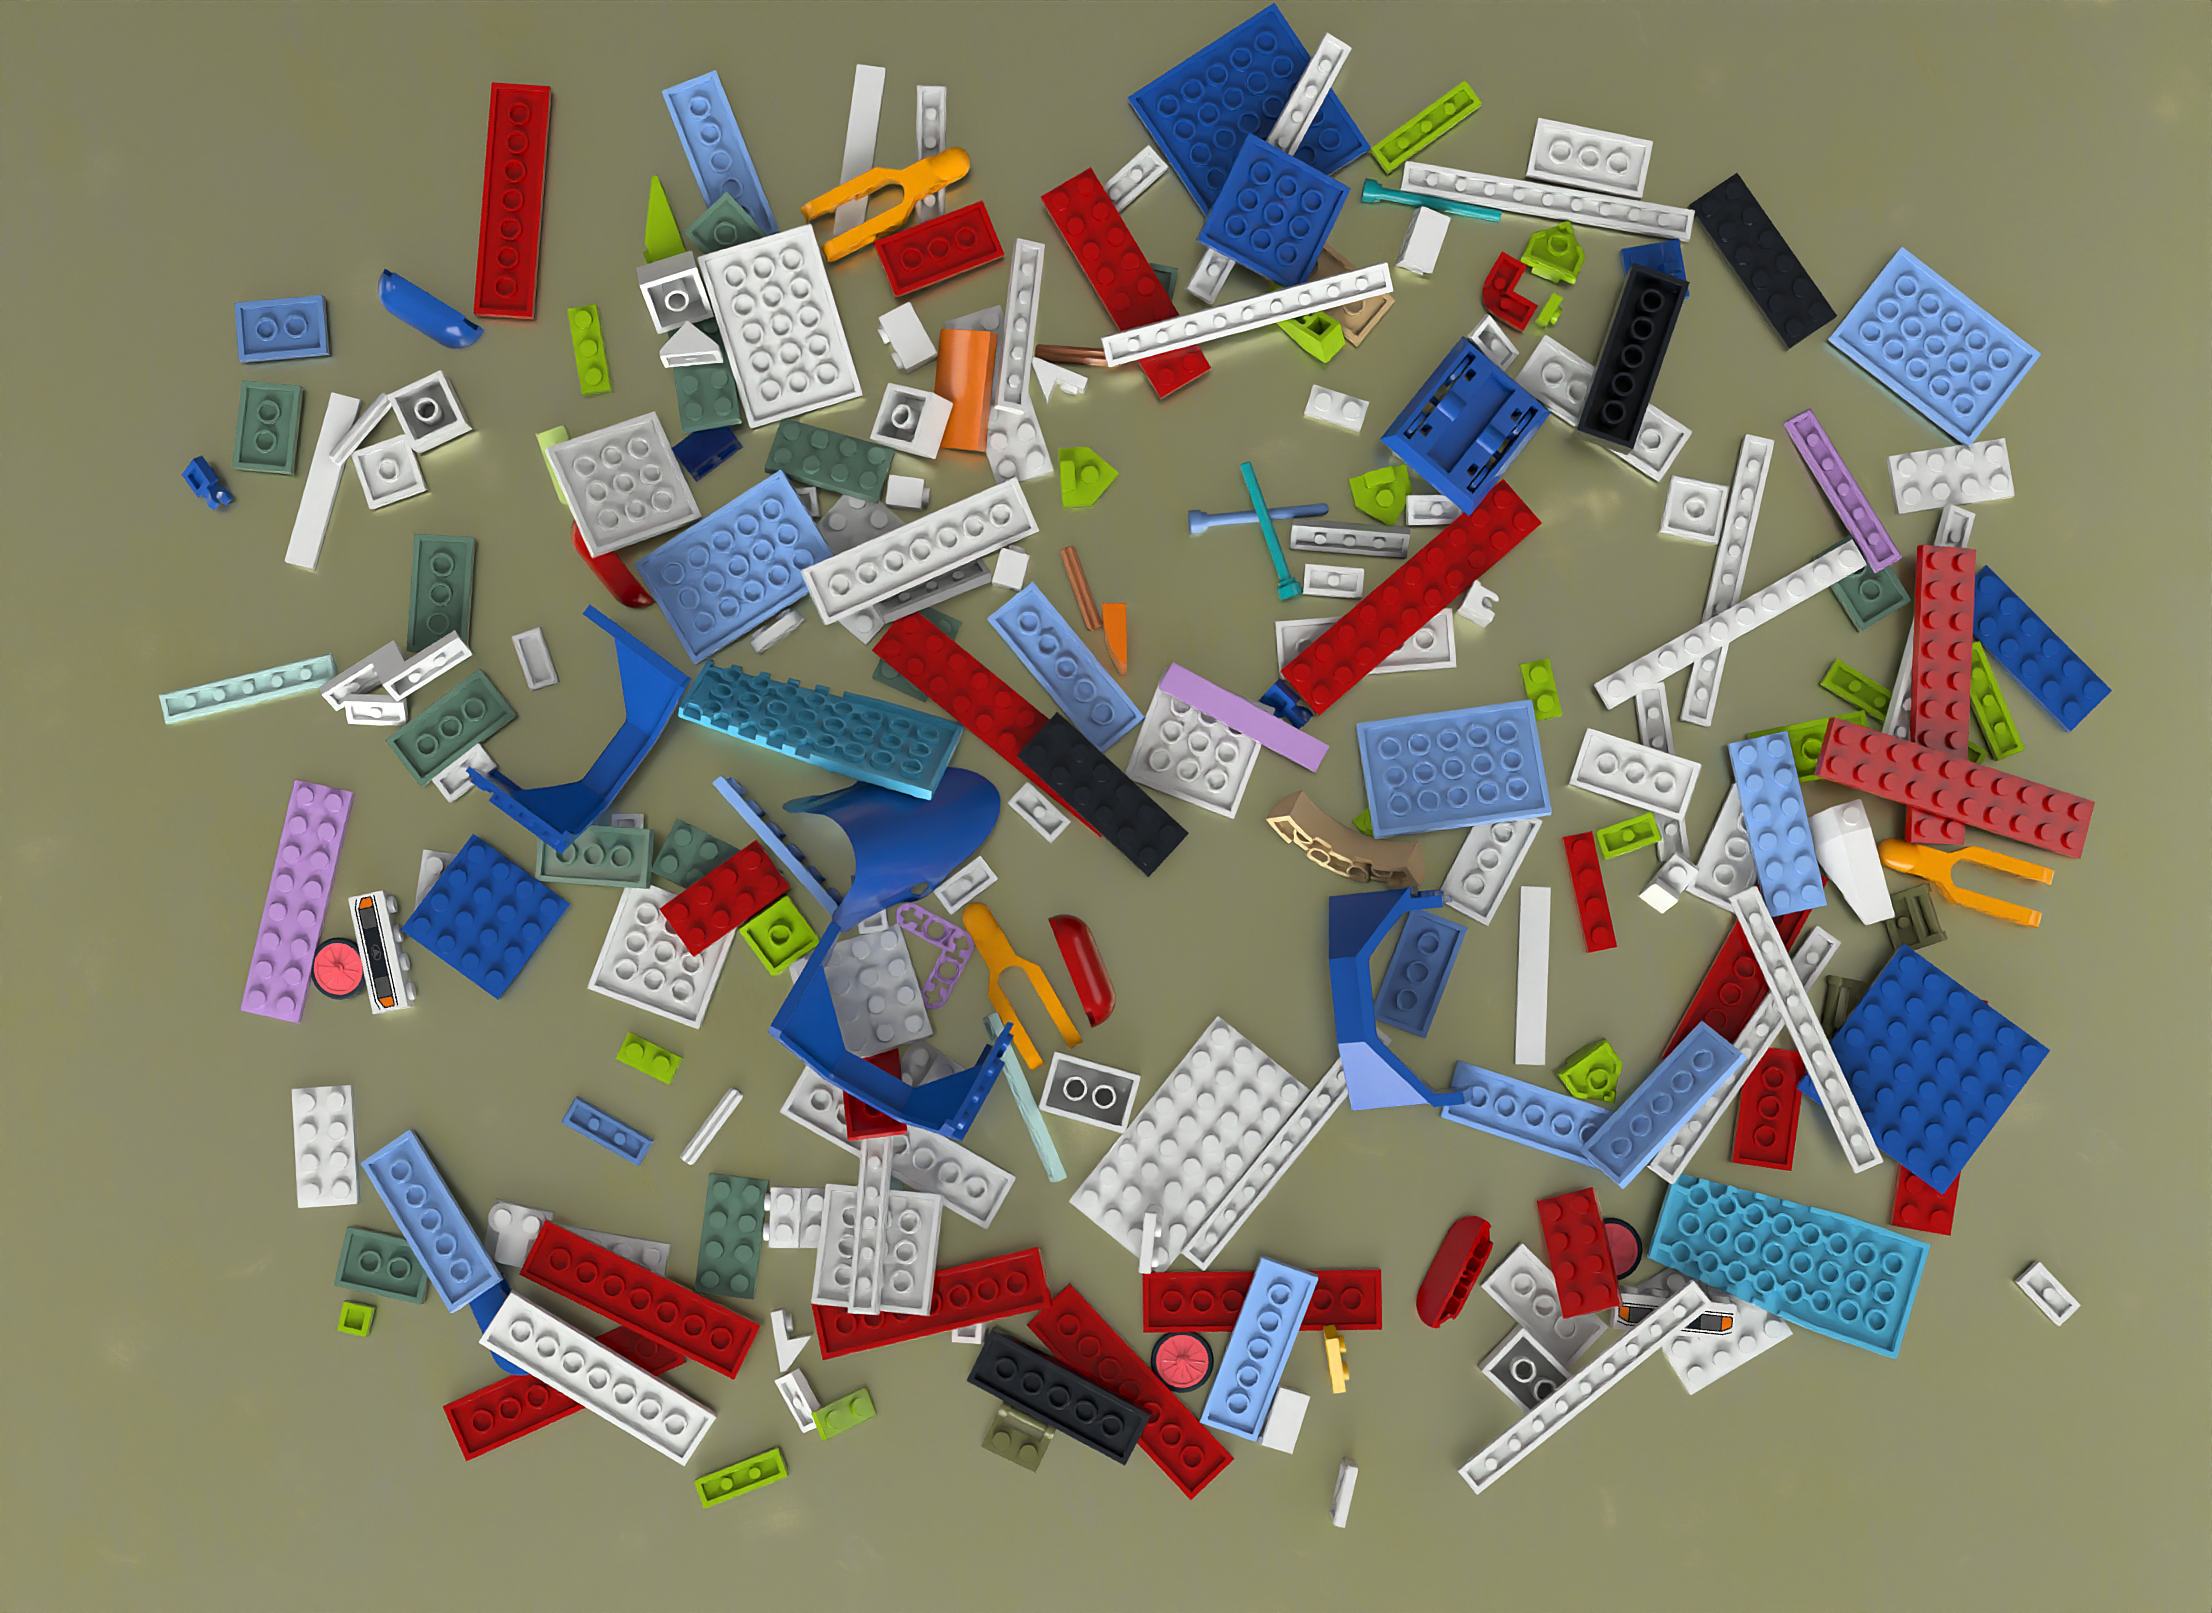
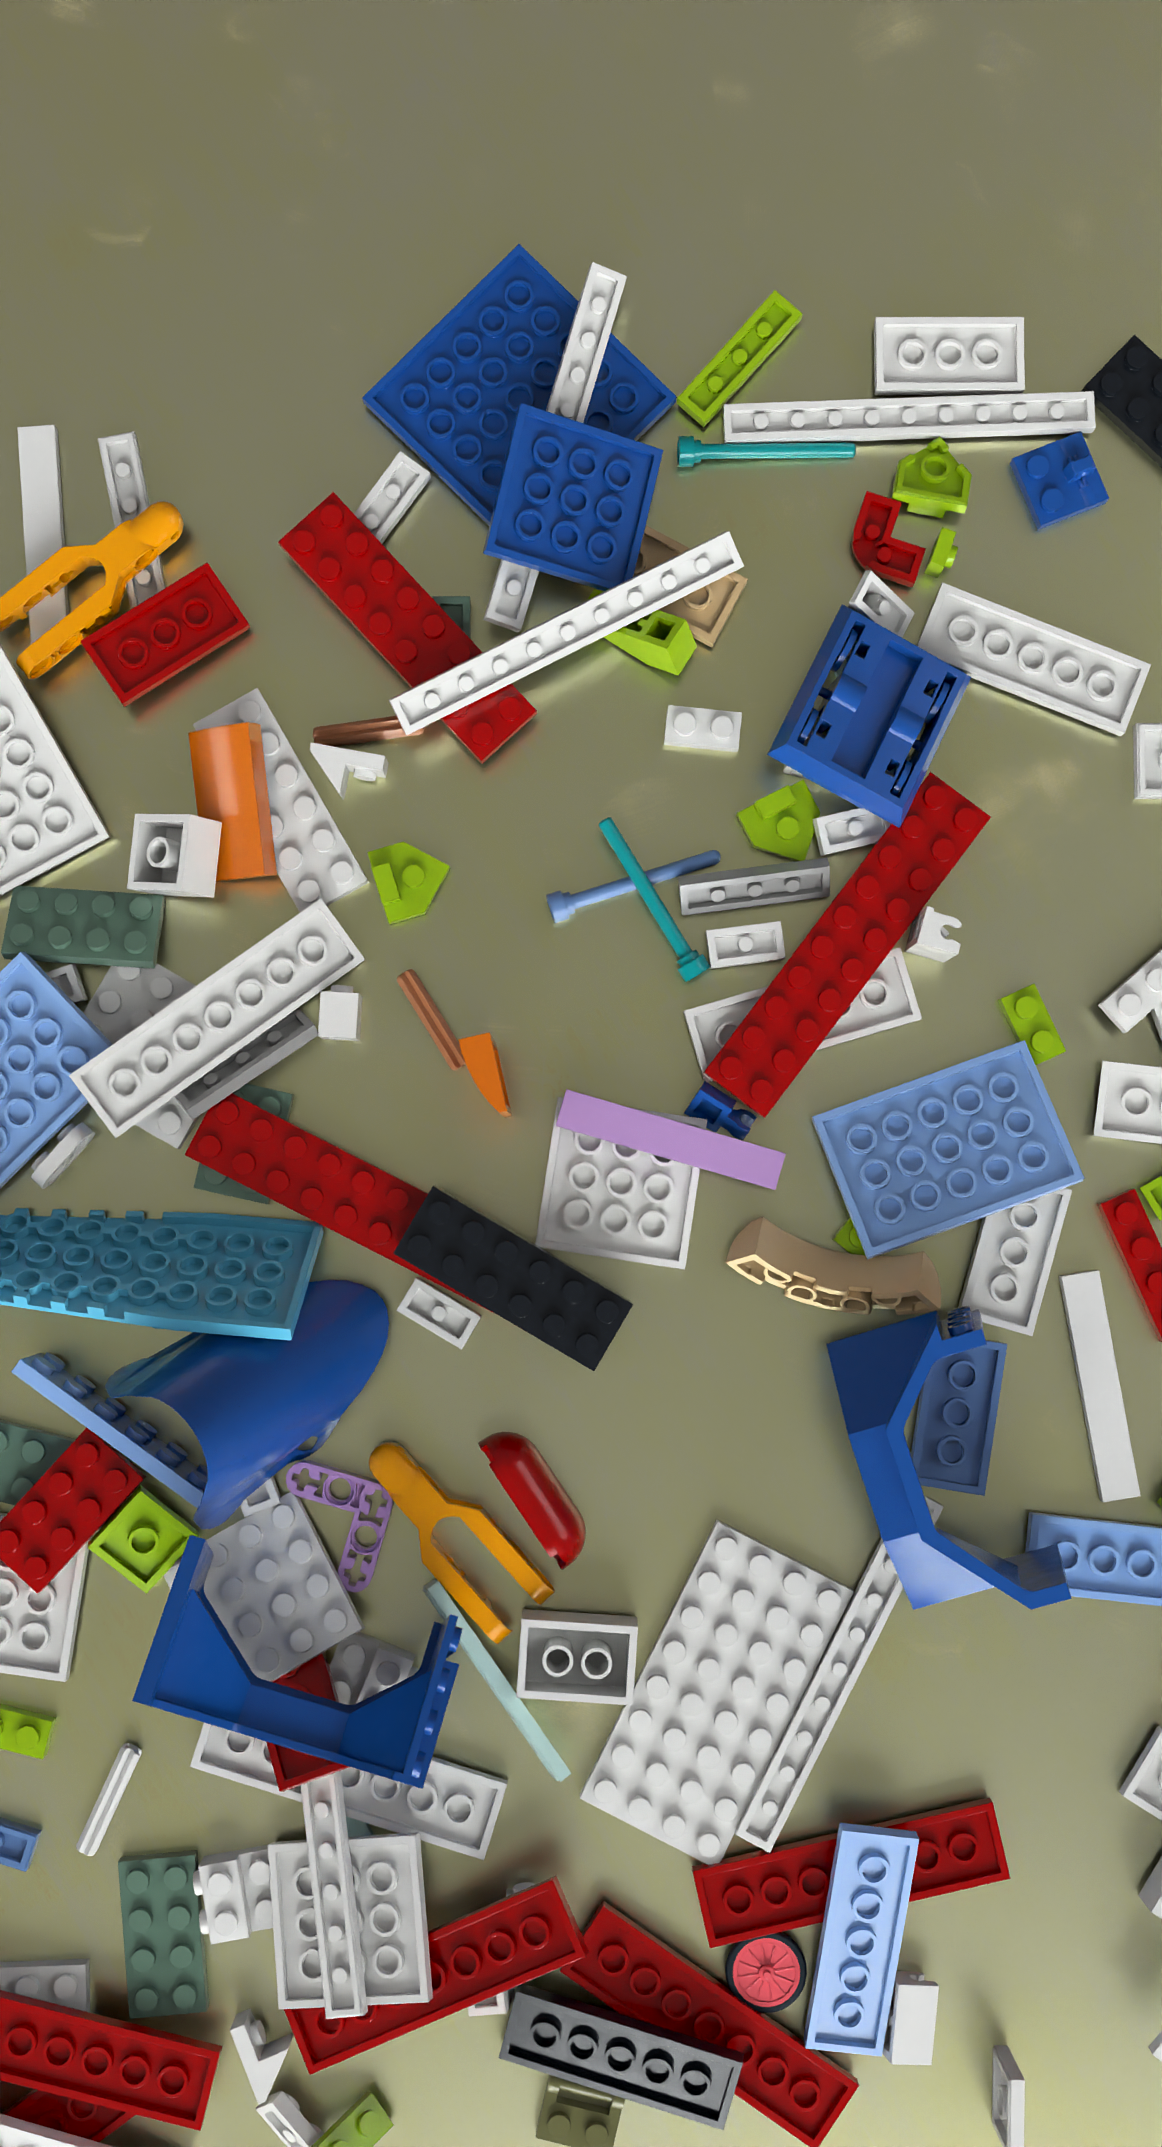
camera: 15 degrees left, 0 degrees up
(907, 338) = (150, 753): white brick -> none
(907, 493) = (189, 948): white brick -> none
(965, 885) = (366, 1424): white plate -> none
(1019, 326) = (286, 709): white plate -> none
(1066, 668) = (434, 1124): light blue plate -> none
(1148, 1255) = (695, 1851): white plate -> none
(1337, 1369) = (965, 1941): yellow plate -> none
(1423, 240) = (765, 498): white hinge -> none
(1454, 1271) = (1083, 1784): red brick -> none
(1630, 359) = (1058, 588): black brick -> none

